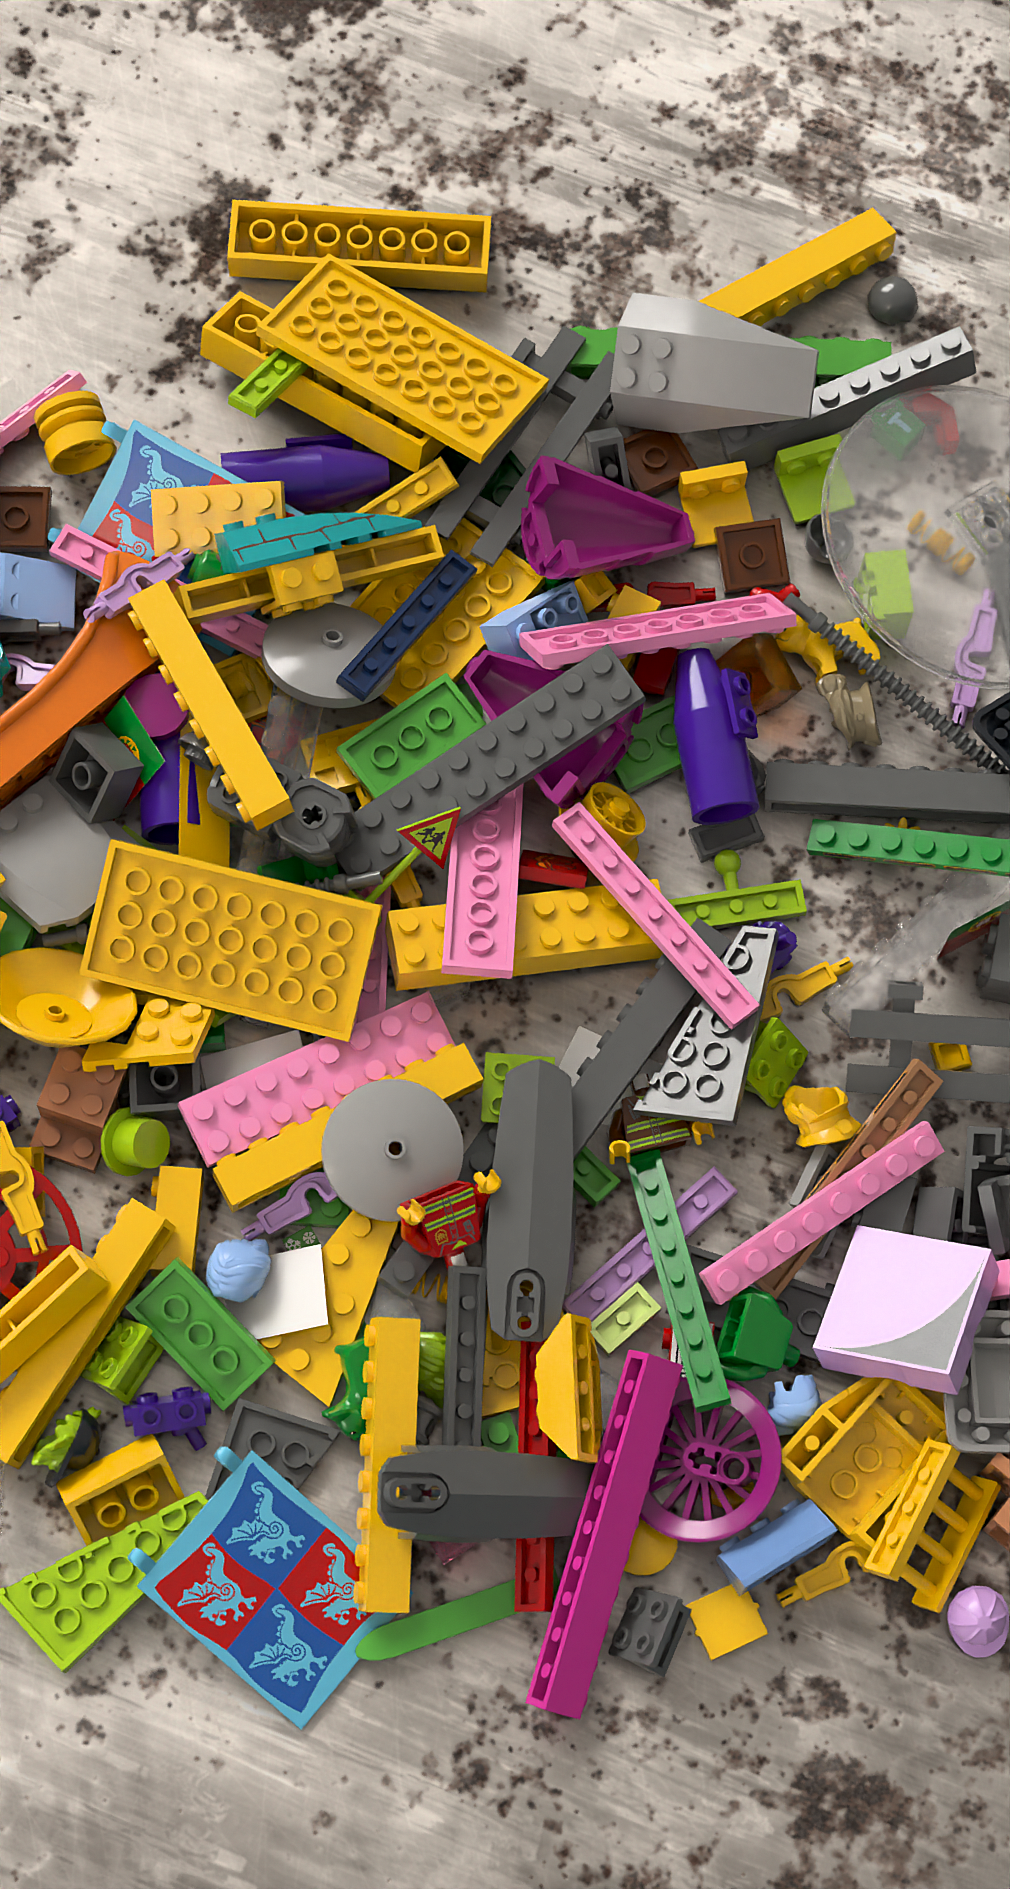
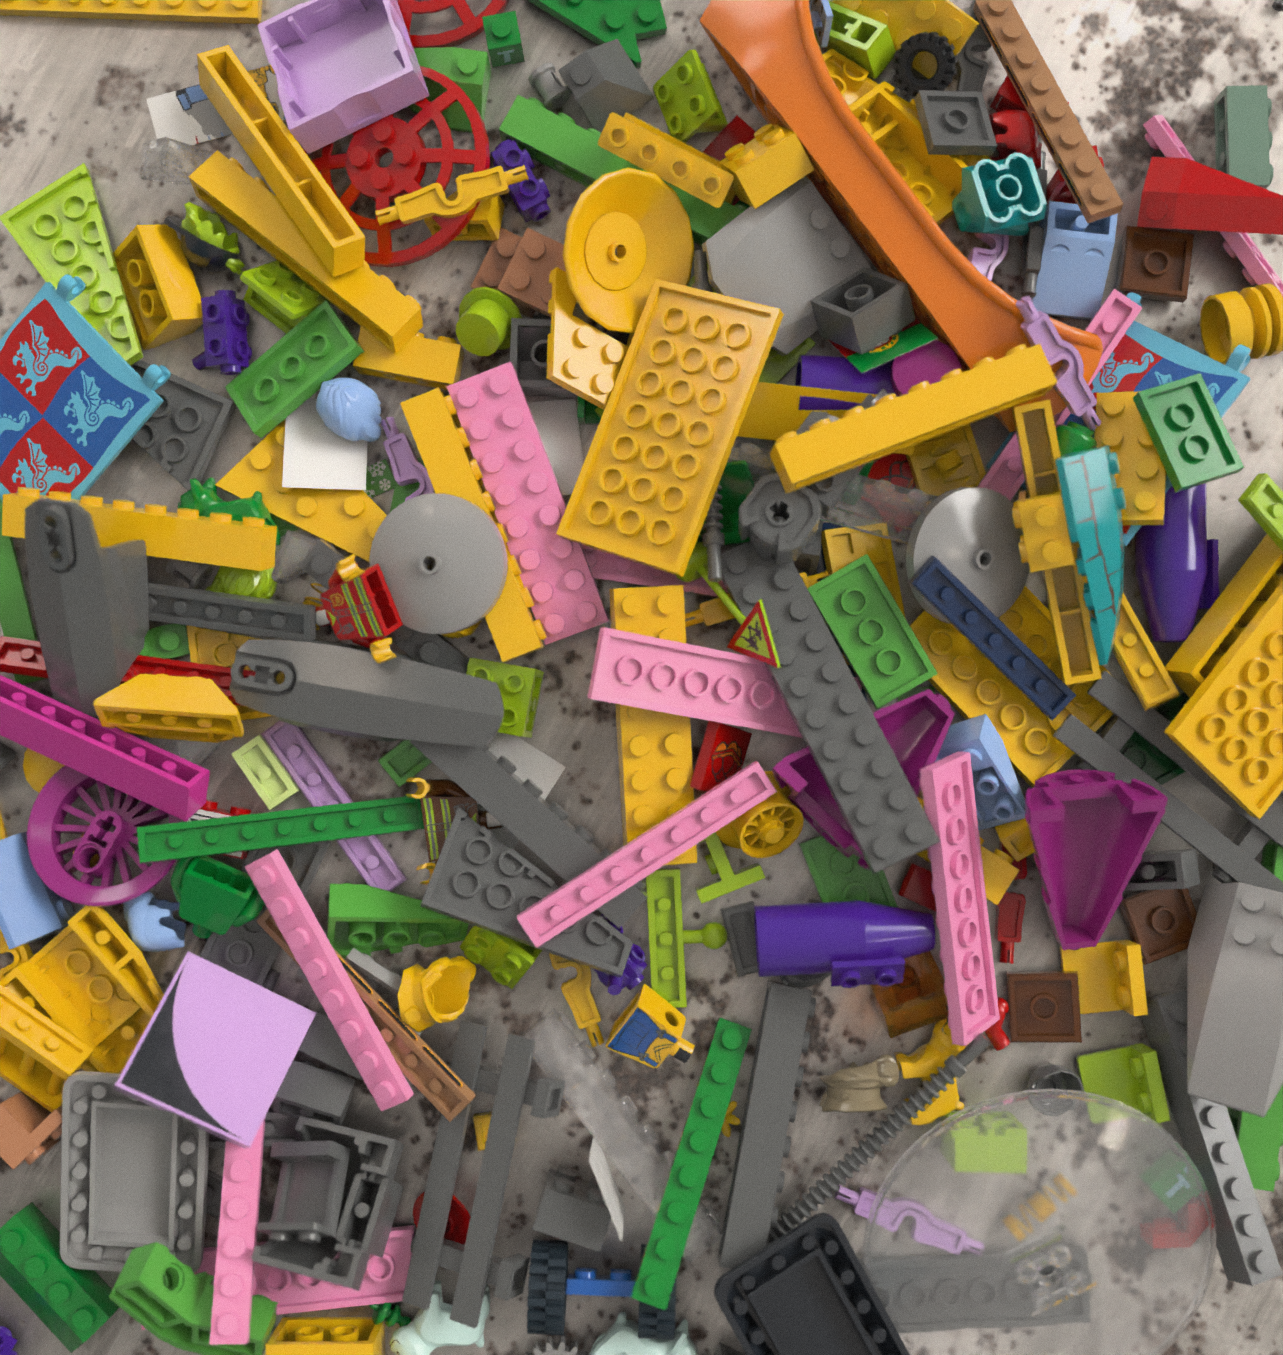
camera: 100 degrees right, 15 degrees up
(194, 466) = (1188, 432): none -> plate
(667, 855) = (729, 880): none -> lime bracket
(756, 1177) = (383, 920): none -> bright green wedge
(828, 910) = (650, 1030): none -> torso

